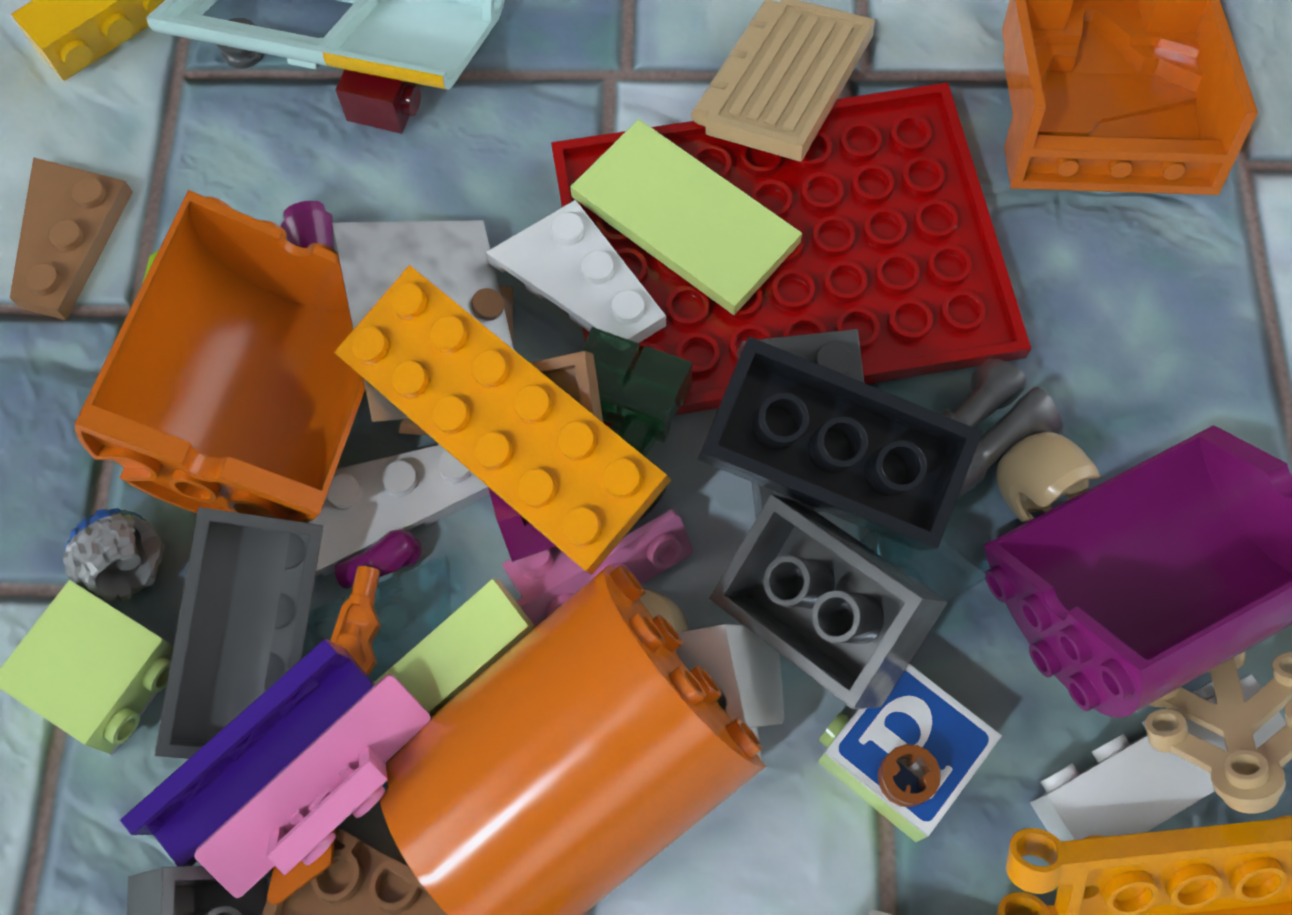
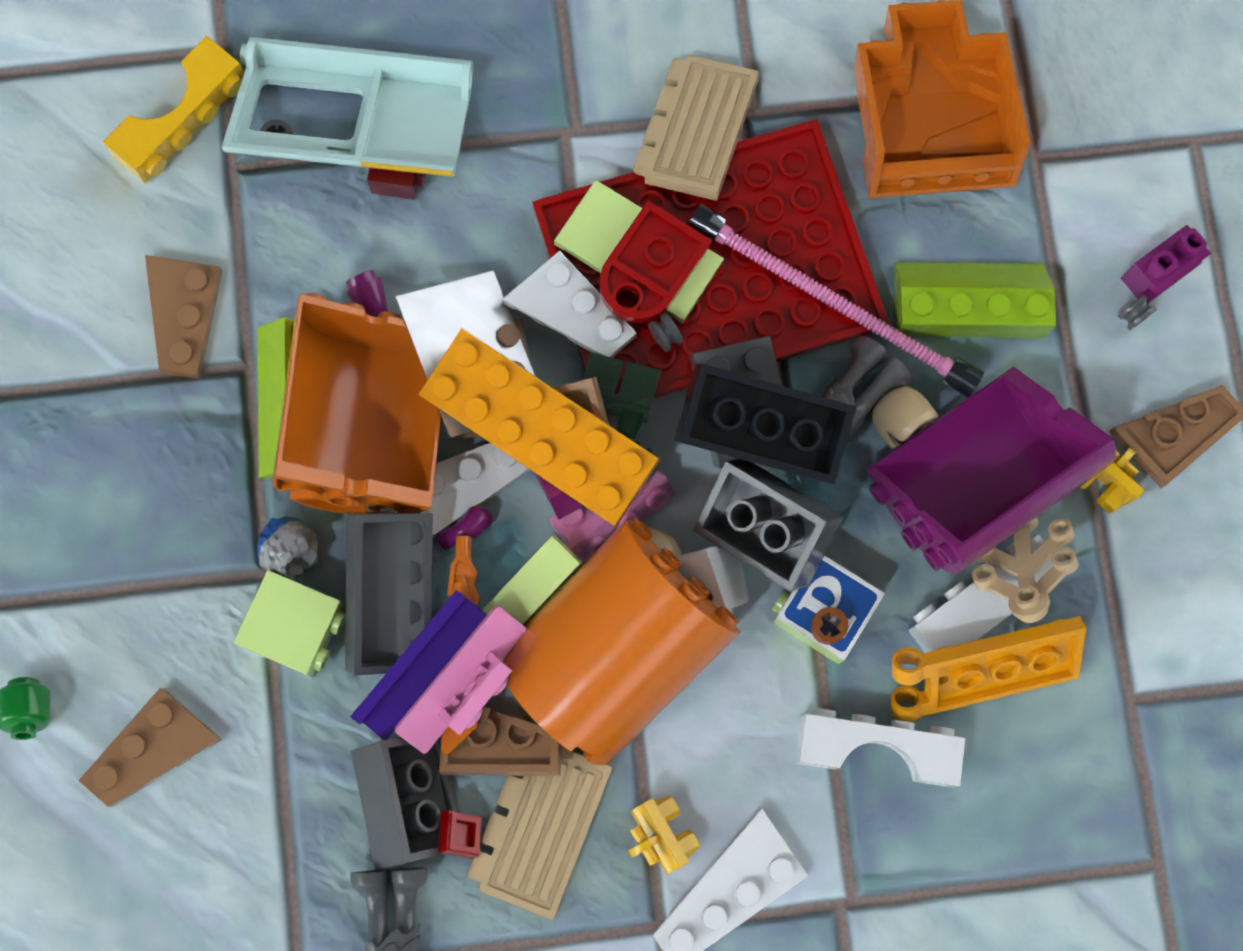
camera: 15 degrees left, 10 degrees up
(701, 224) = (652, 262): none -> red tile
(707, 319) = (665, 332): none -> dark grey bush
(1128, 426) = (957, 374): none -> bright pink hose
(1157, 336) = (973, 300): none -> lime slope

